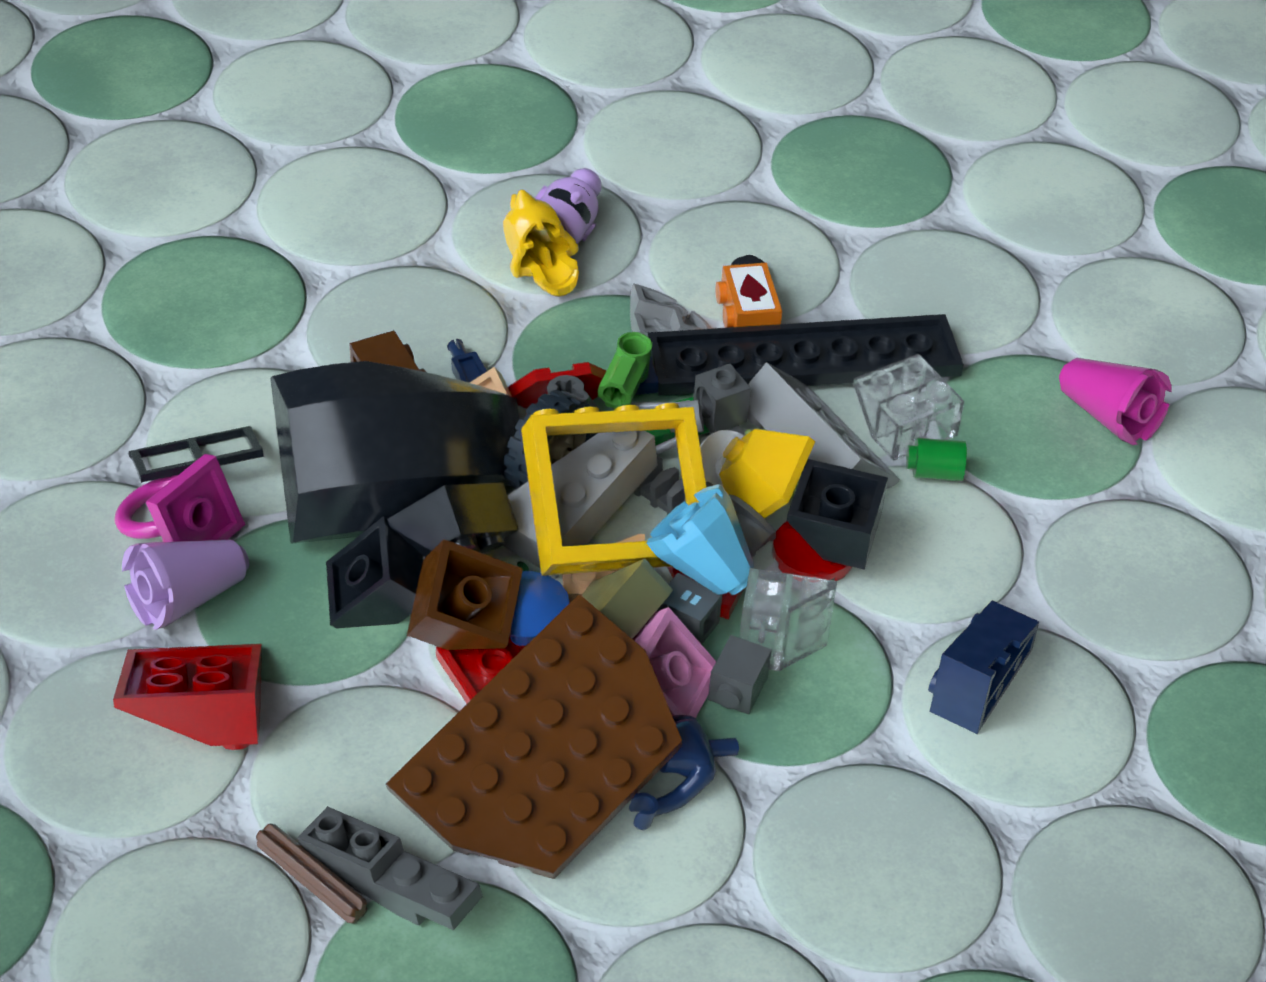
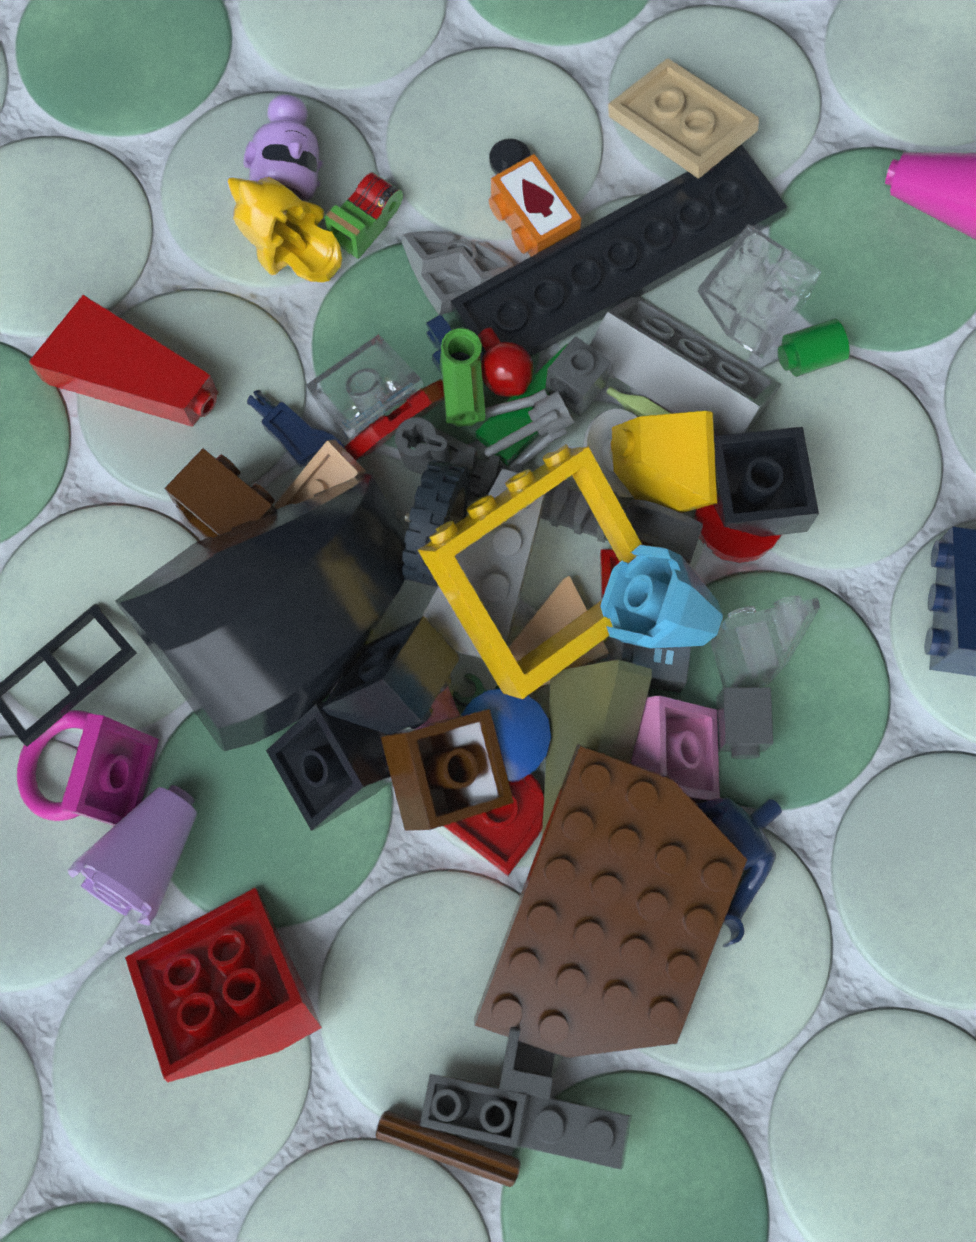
camera: 20 degrees left, 30 degrees up
(362, 288) = (121, 365): none -> red slope
(414, 834) = (526, 1068): none -> dark grey panel
(542, 348) = (363, 387): none -> clear slope
(610, 264) = (364, 214): none -> leg
(667, 380) = (505, 365): none -> red piece
(905, 283) = (683, 117): none -> tan plate

